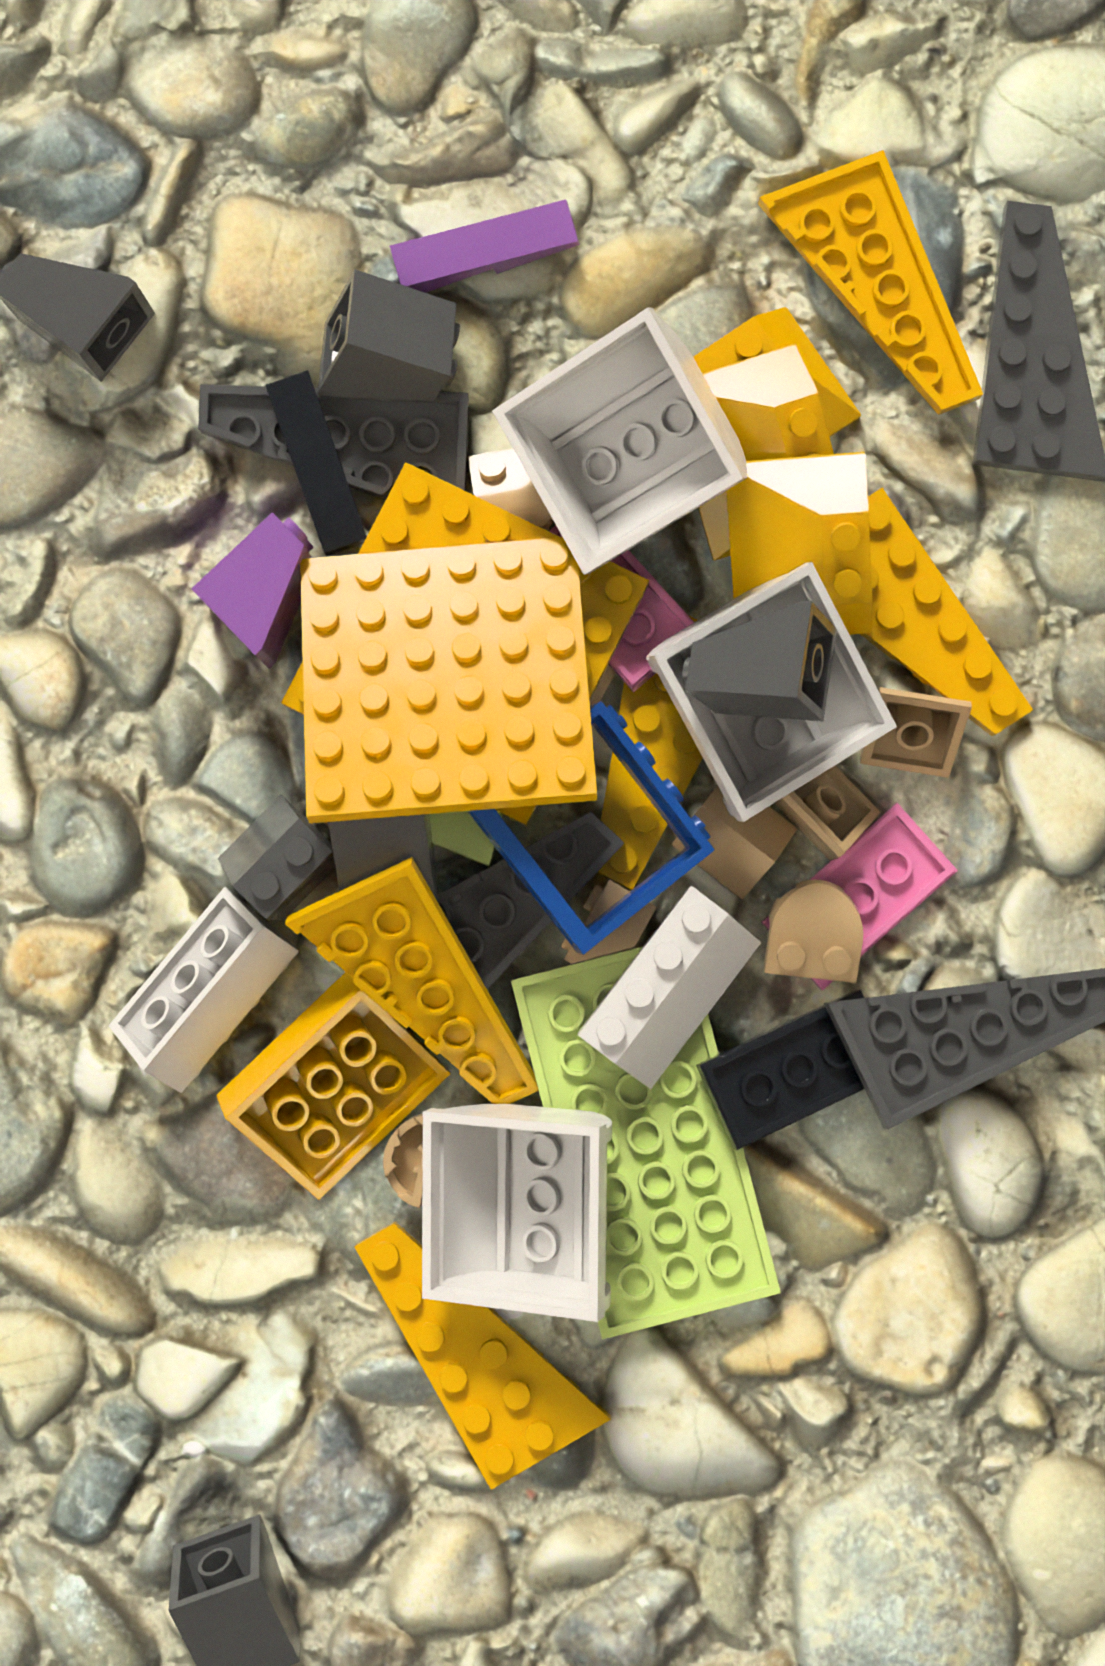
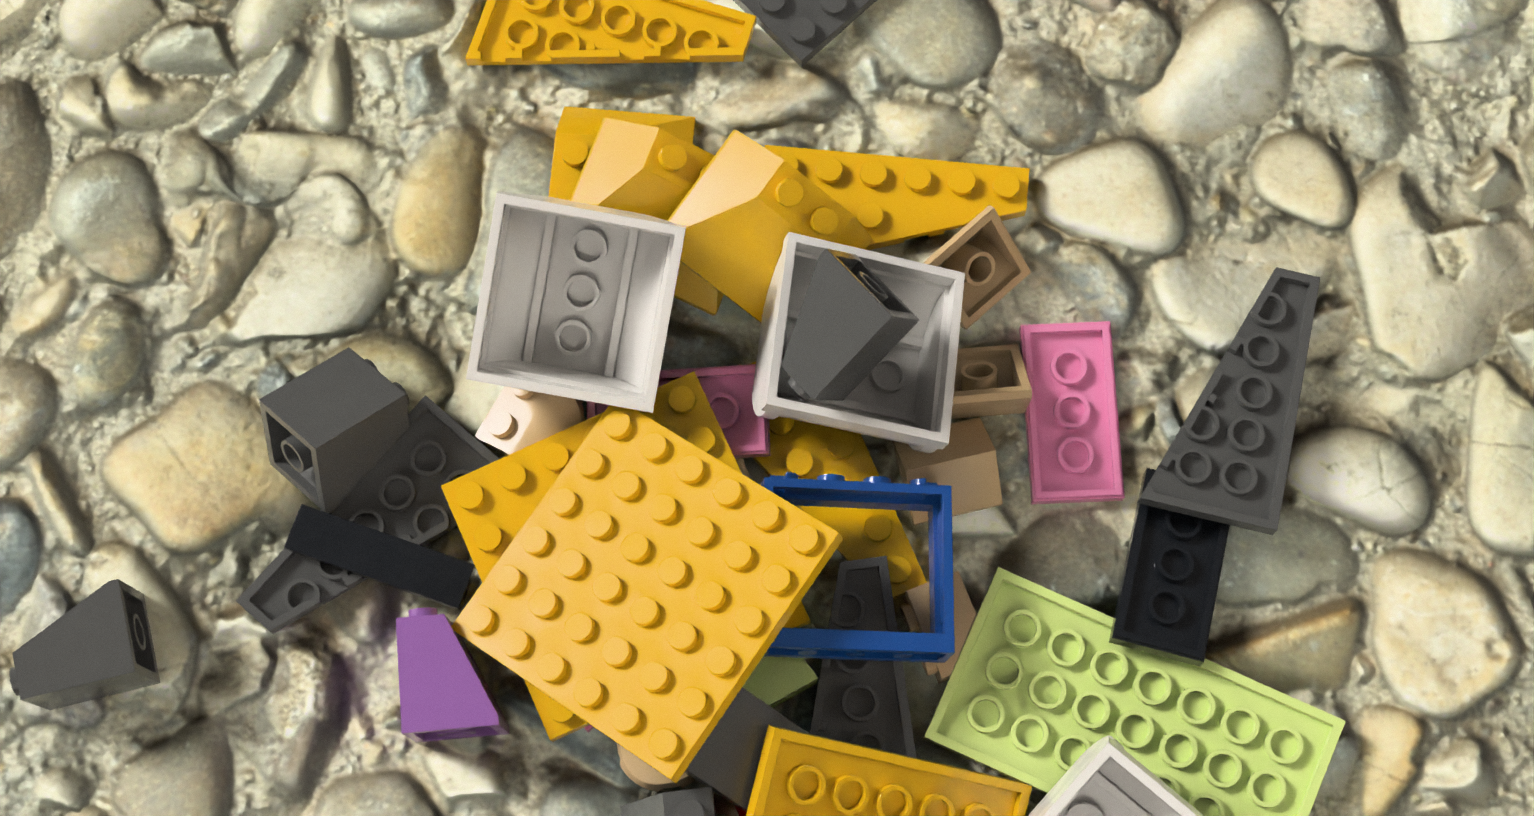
camera: 55 degrees left, 10 degrees down
(484, 246) = (321, 291): medium lavender slope -> none
(669, 987) = (1029, 612): white slope -> none
(814, 933) = (1076, 466): tan slope -> none

